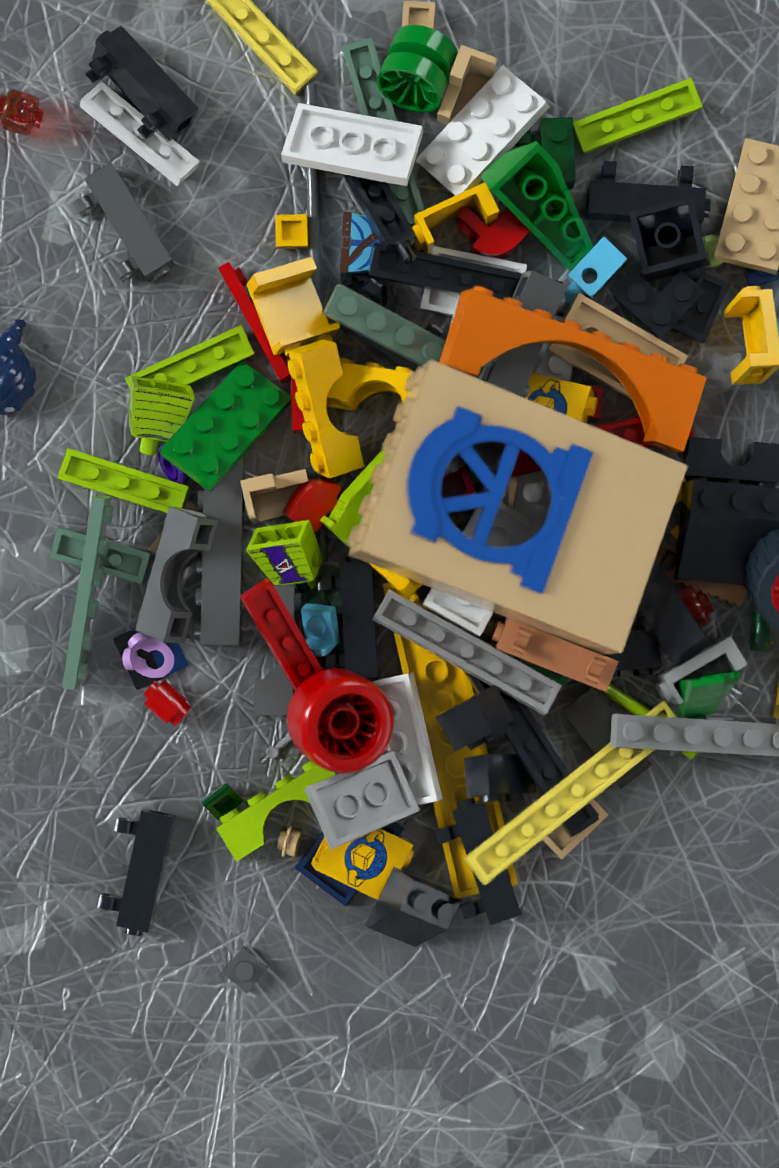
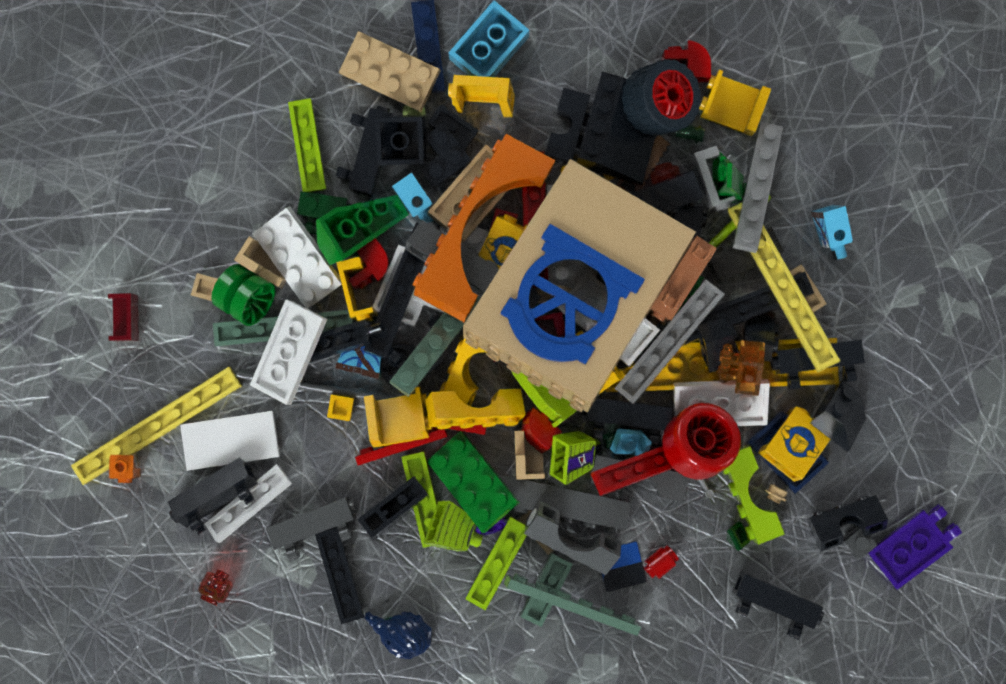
camera: 80 degrees left, 0 degrees up
(66, 275) = (339, 575): none -> black plate
(133, 662) = (627, 580): lavender piece -> none
(168, 325) = (392, 508): none -> black slope
(221, 91) = (227, 439): none -> white tile
(253, 1043) = (913, 546): none -> dark purple tile
(286, 965) = (864, 513): none -> black arch
(361, 800) = (762, 436): light grey plate -> none
(452, 765) = (749, 366): none -> clear orange brick
(675, 842) = (833, 221): none -> medium azure torso

